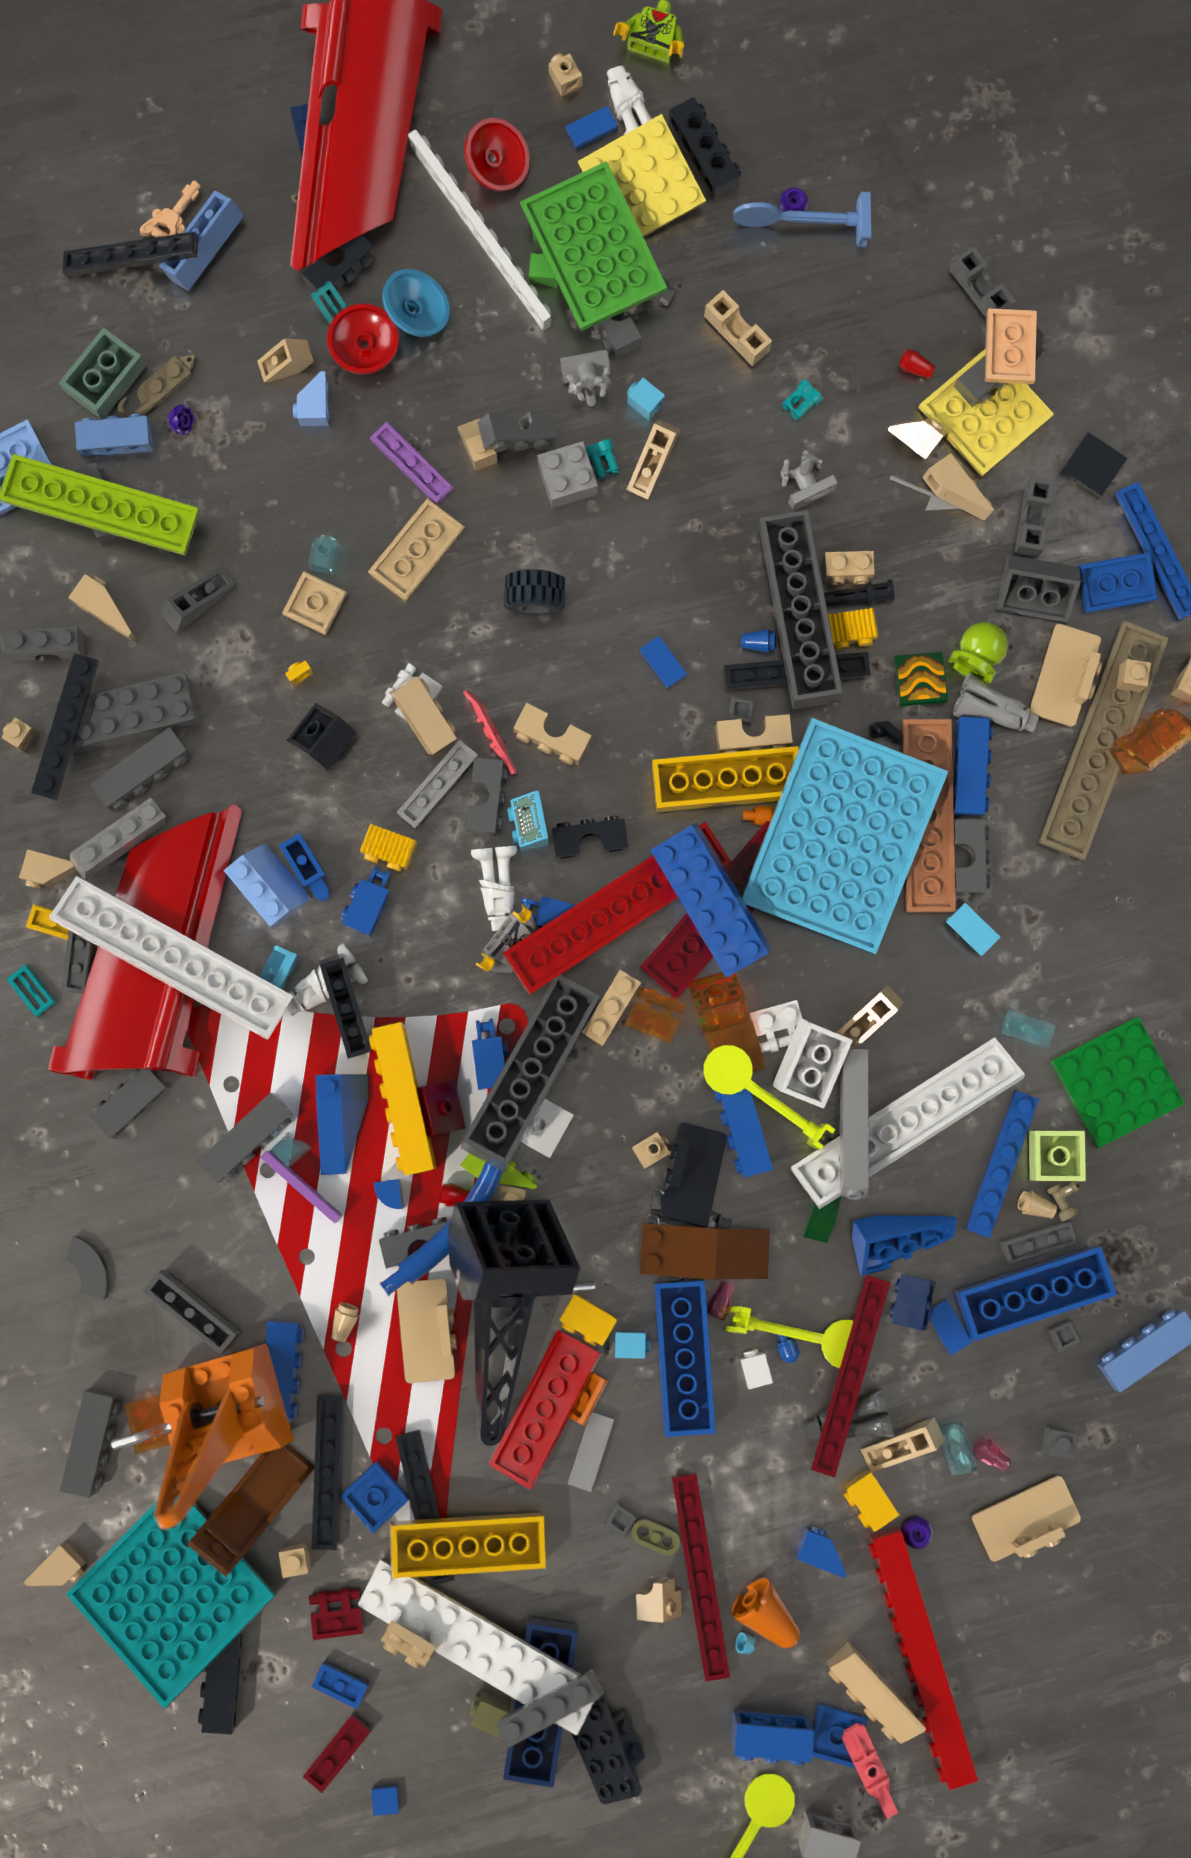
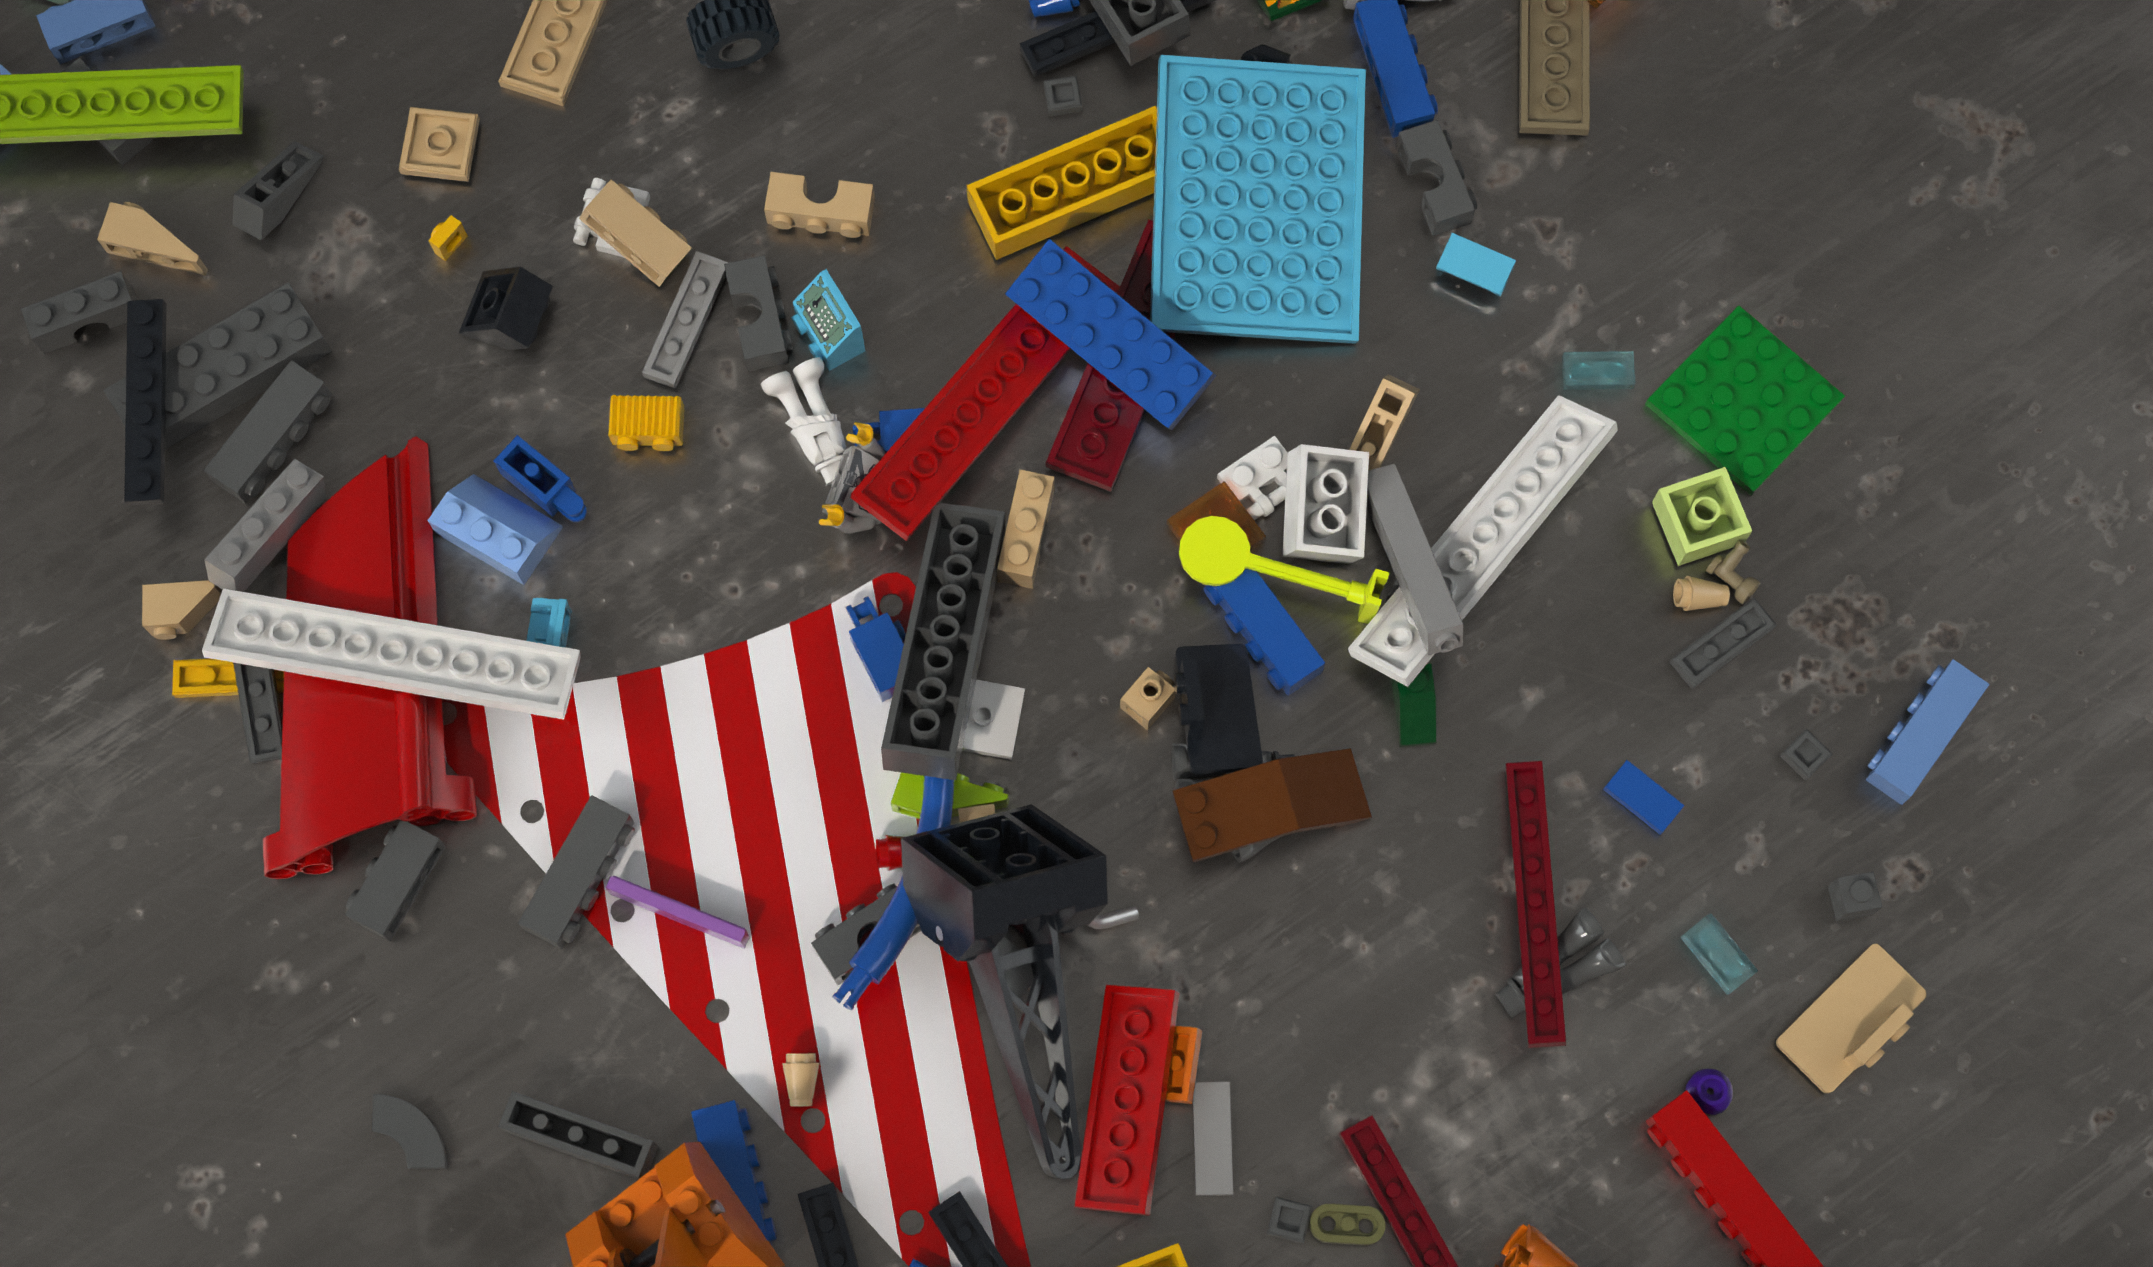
camera: 15 degrees left, 10 degrees down
(19, 734) = (78, 438): tan brick -> none
(44, 1006) = (231, 794): teal tile -> none
(291, 1151) = (647, 866): clear light blue brick -> none
(312, 989) = (606, 639): white piece -> none
(324, 555) = (432, 79): clear light blue brick -> none
(340, 1111) = (698, 791): blue wedge -> none
(345, 1006) = (656, 641): black brick -> none
(367, 903) = (641, 504): blue brick -> none
(390, 1193) = (805, 878): blue brick -> none
(400, 1090) = (783, 741): yellow brick -> none
(426, 1331) = (922, 1051): tan bracket -> none
(441, 1108) = (837, 736): dark red plate -> none
(490, 730) = (734, 227): coral piece -> none
(588, 1320) = (1143, 956): yellow brick -> none
(610, 832) = (941, 303): black arch -> none
(631, 1344) = (1216, 969): medium azure brick -> none
(651, 1021) = (1089, 529): clear orange plate -> none
(663, 662) = (936, 68): blue tile -> none
(684, 1358) = (1296, 958): blue brick -> none
(718, 1002) = (1170, 472): clear orange slope -> none
(721, 1301) = (1319, 870): clear pink cone -> none
(733, 738) = (1117, 101): tan arch -> none
(755, 1369) = (1401, 943): white brick -> none
(759, 814) = (1135, 217): orange cylinder -> none
(788, 1349) = (1434, 899): blue cylinder -> none
(819, 1551) = (1585, 1162): blue slope -> none
(832, 1341) = (1492, 868): neon yellow piece -> none
(871, 1501) = (1627, 1068): yellow brick -> none
(887, 1238) = (1519, 704): blue wedge -> none
(905, 1445) = (1643, 976): tan slope -> none
(912, 1302) = (1582, 776): dark blue brick -> none
(932, 872) = (1393, 212): nougat plate -> none
(990, 1454) = (1769, 947): clear pink cone -> none
(1002, 1164) = (1632, 558): blue plate -> none
(1035, 1293) = (1743, 706): blue brick -> none

